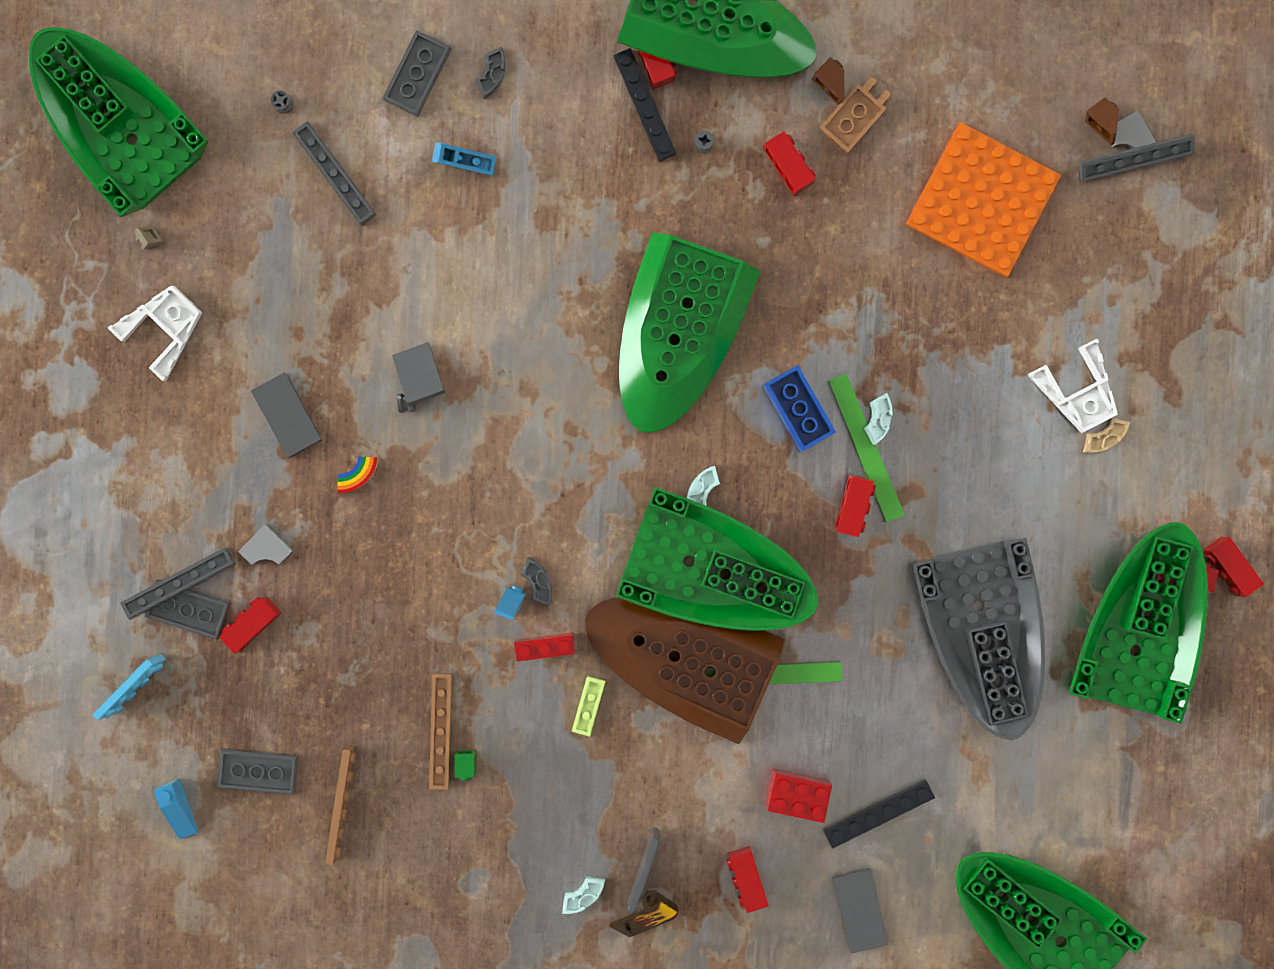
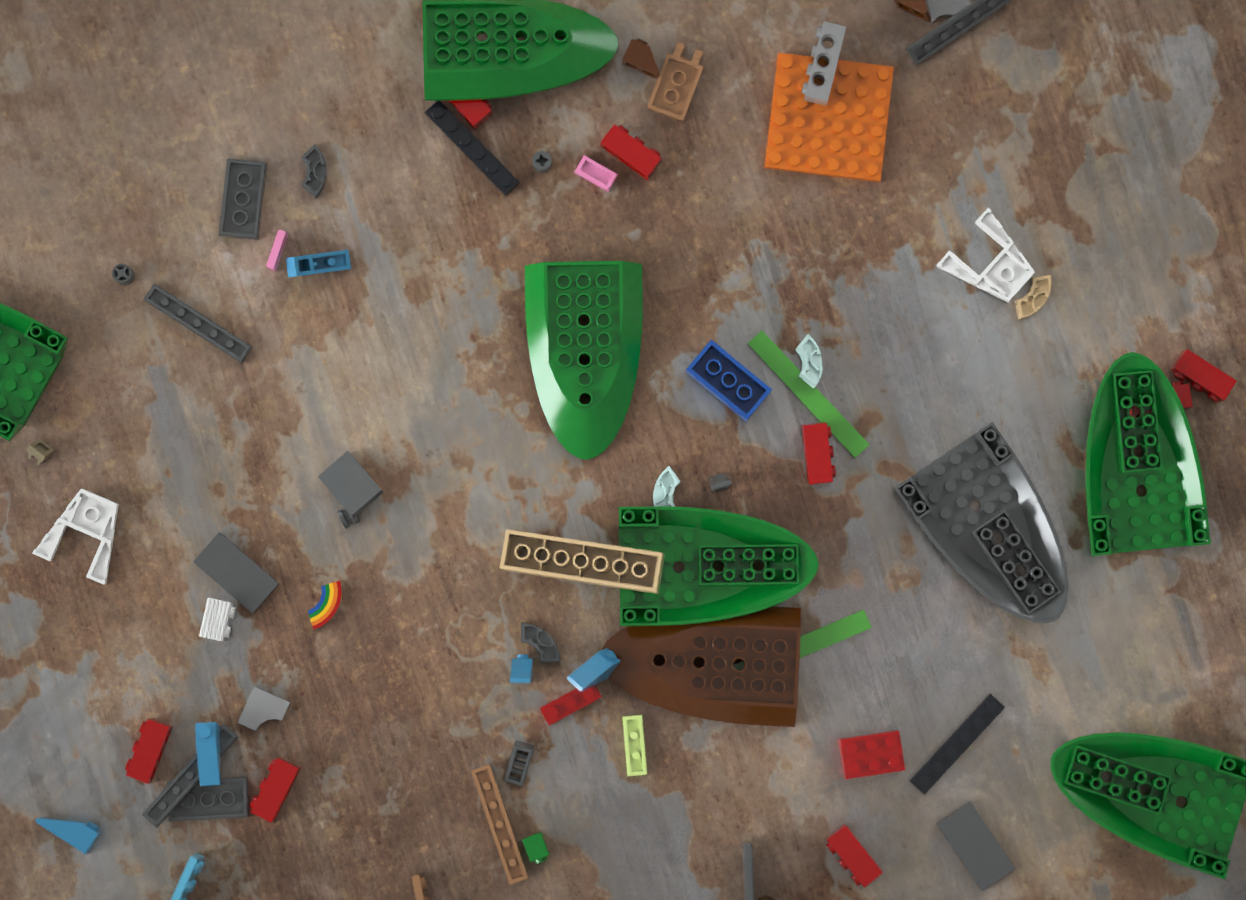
camera: 25 degrees left, 5 degrees down
(56, 596) = (76, 833): none -> dark azure slope
(148, 546) = (148, 750): none -> red brick
(199, 570) = (208, 753): none -> dark azure slope
(253, 451) = (217, 619): none -> white brick
(430, 132) = (277, 250): none -> bright pink tile
(485, 672) = (523, 747): none -> dark grey slope
(576, 628) = (594, 670): none -> dark azure slope
(602, 524) = (582, 561): none -> tan brick
(749, 171) = (596, 173): none -> bright pink tile
(755, 498) = (719, 482): none -> dark grey slope
(1020, 123) = (834, 34): none -> light grey brick

